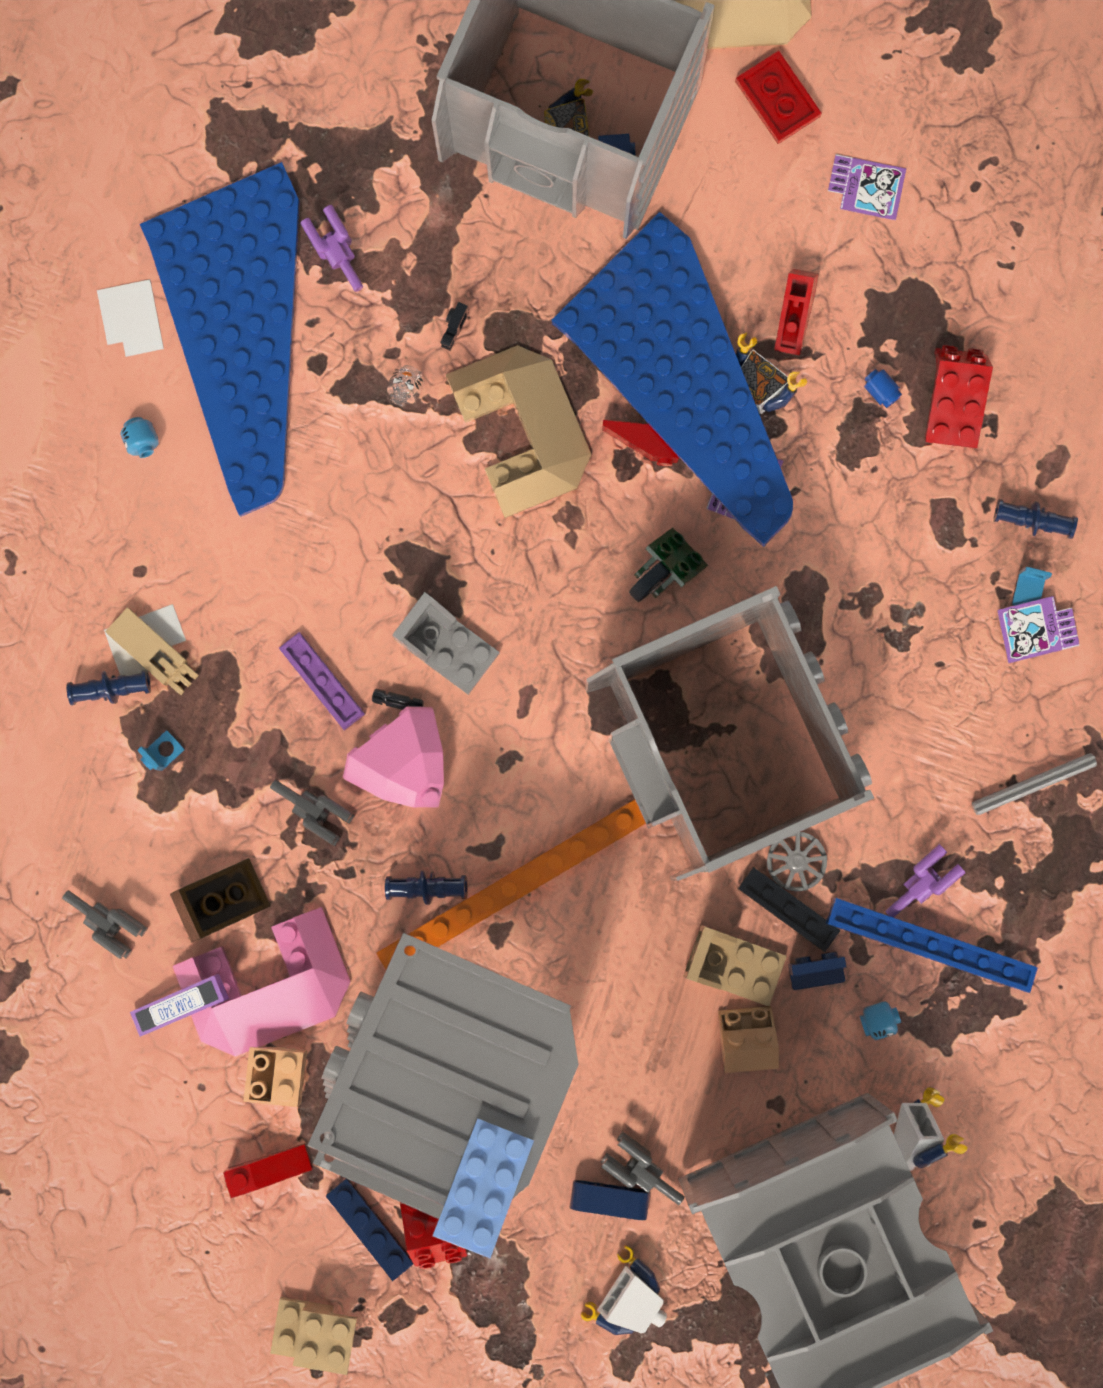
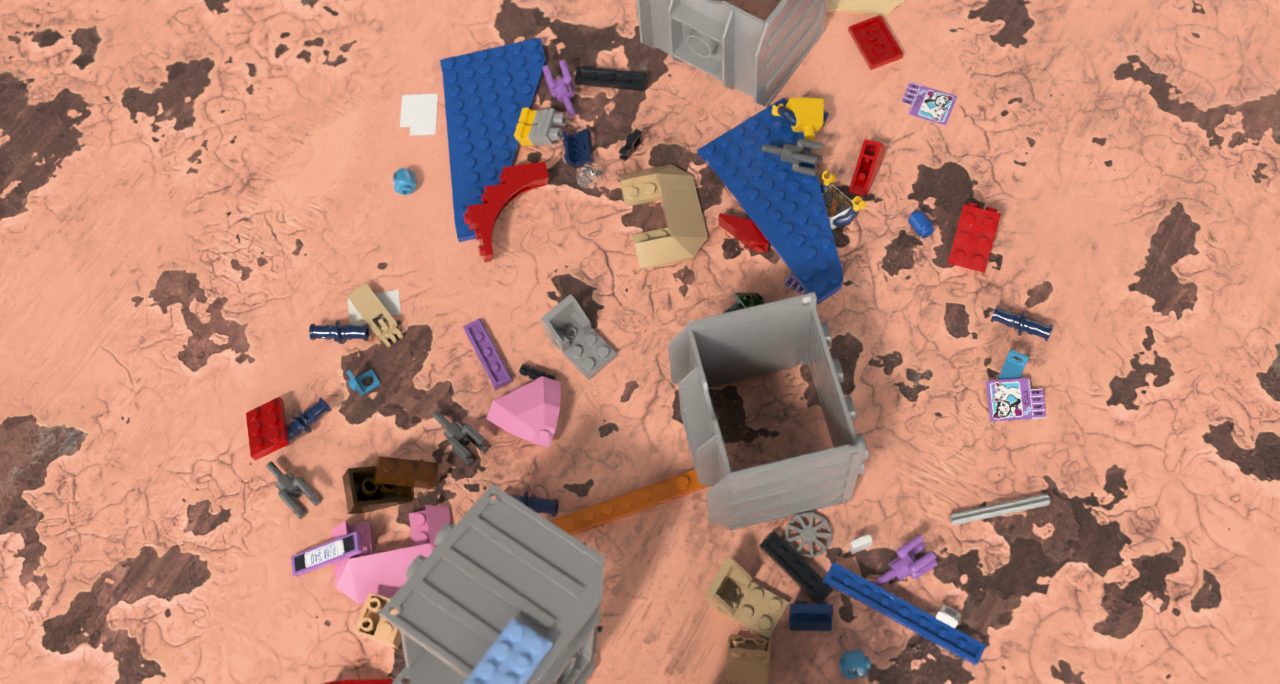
camera: 15 degrees right, 20 degrees down
(48, 846) = (267, 428): none -> red plate
(95, 827) = (305, 419): none -> dark blue piece
(256, 877) = (406, 472): none -> reddish brown brick
(272, 482) = (513, 182): none -> red arch
(317, 319) = (539, 127): none -> light grey hips
(379, 343) = (578, 148): none -> dark blue bracket
(402, 218) = (610, 78): none -> black plate
(696, 247) = (803, 115): none -> yellow torso
(699, 316) = (795, 154): none -> dark grey plant
(865, 863) = (860, 544): none -> white tile
(987, 937) = (948, 615): none -> white tile

